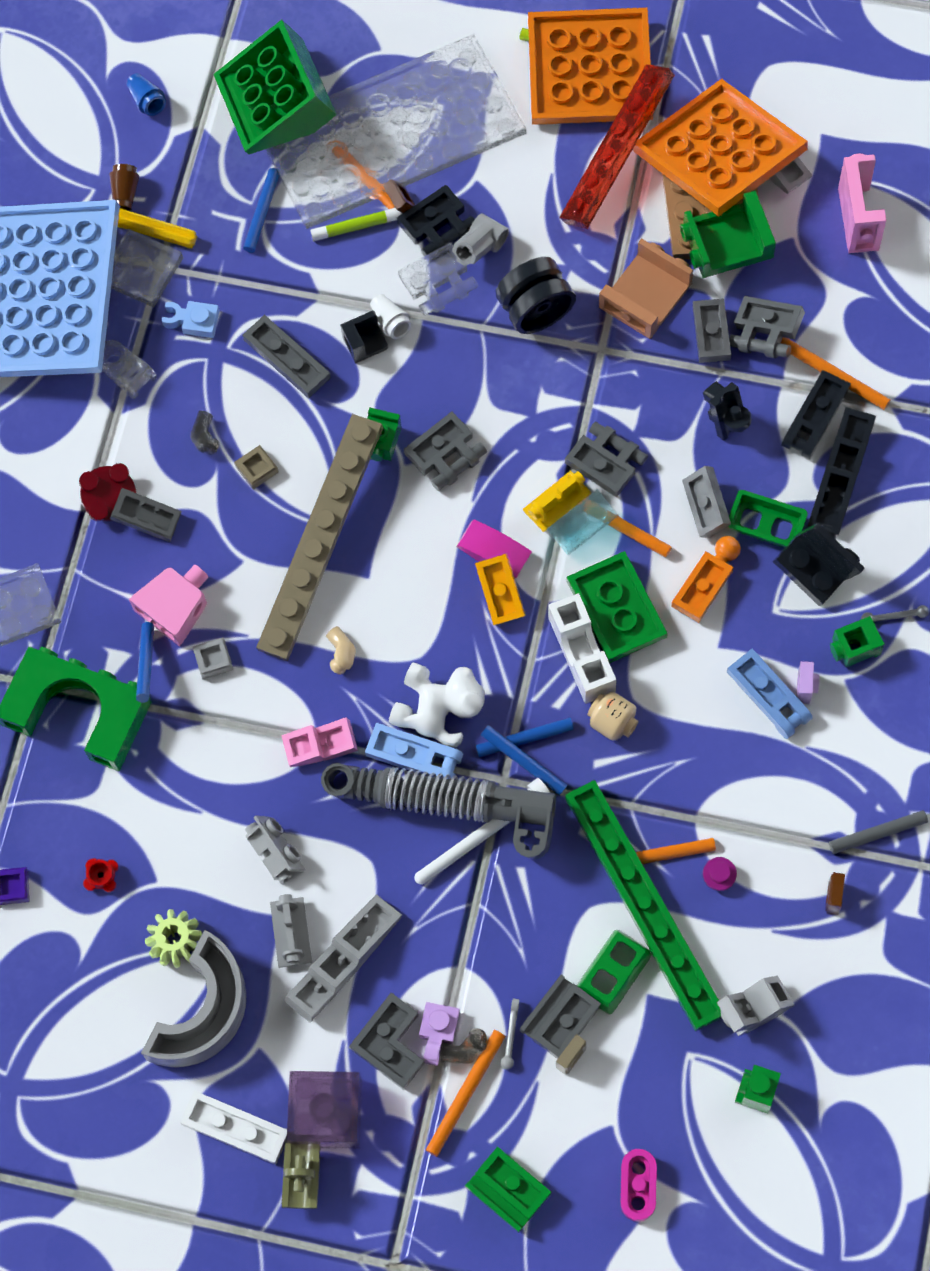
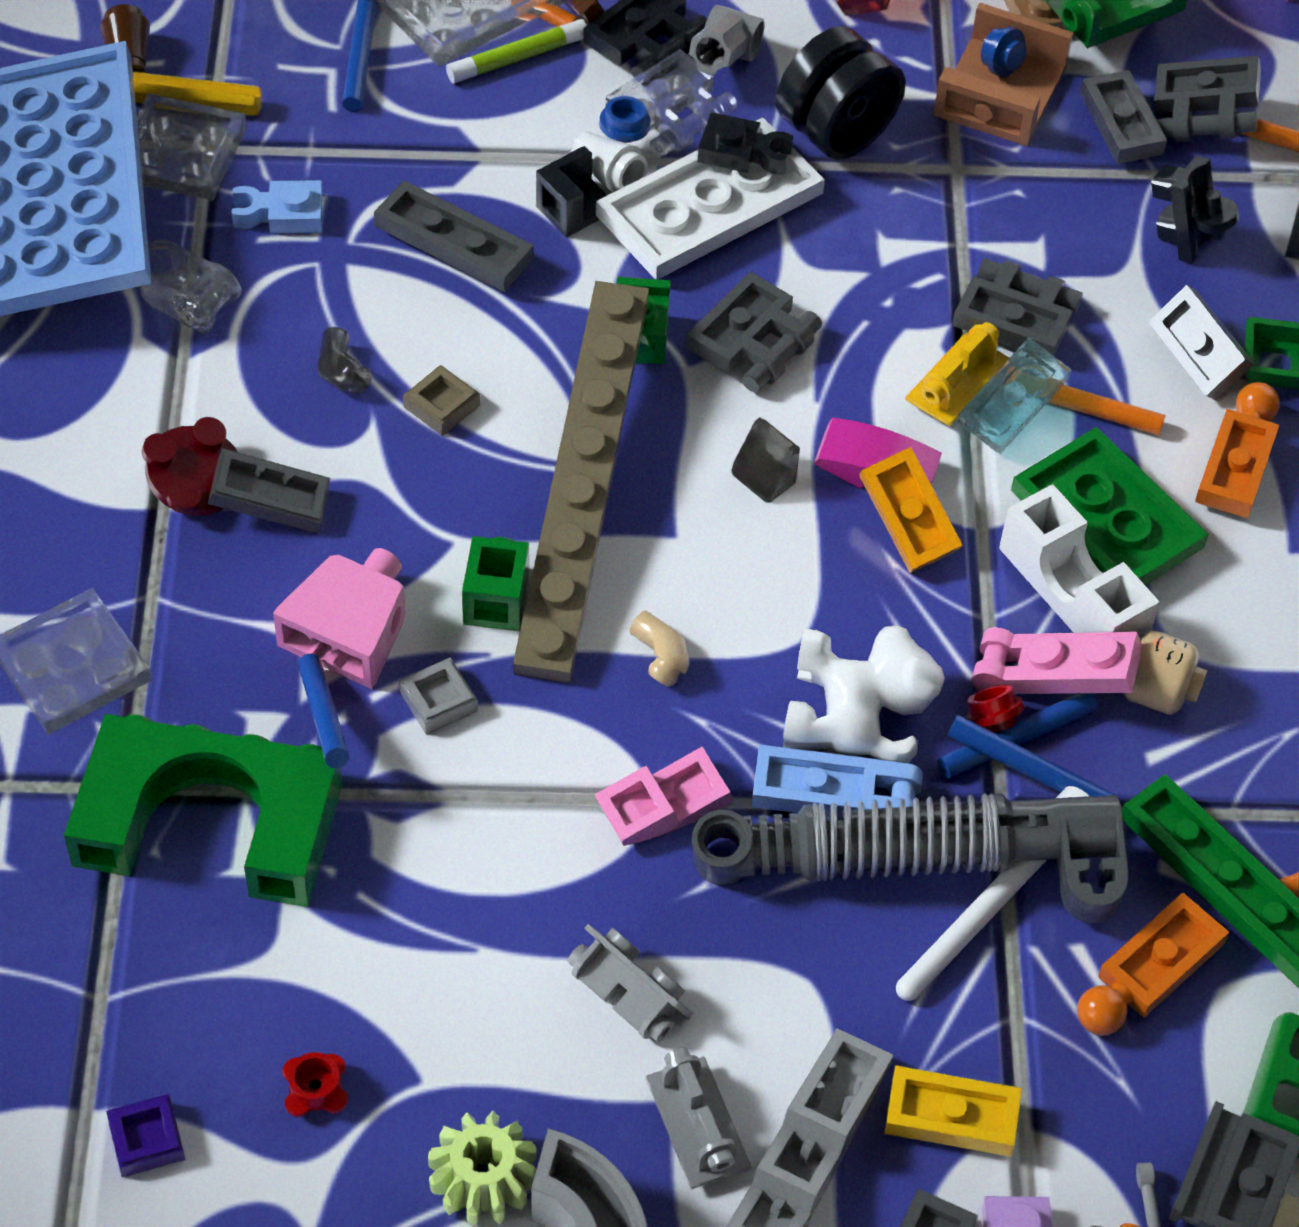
camera: 20 degrees left, 15 degrees down
(252, 584) = (495, 583): none -> green brick
(403, 293) = (625, 119): none -> blue plate
(423, 952) = (953, 1111): none -> yellow plate
(428, 541) = (766, 461): none -> clear smoke slope
(443, 352) = (701, 206): none -> white plate
(466, 319) = (738, 142): none -> black plate
(513, 721) = (995, 708): none -> red plate
(553, 890) = (1151, 965): none -> orange plate
(554, 701) = (1058, 662): none -> bright pink plate
(649, 273) = (1003, 51): none -> blue plate

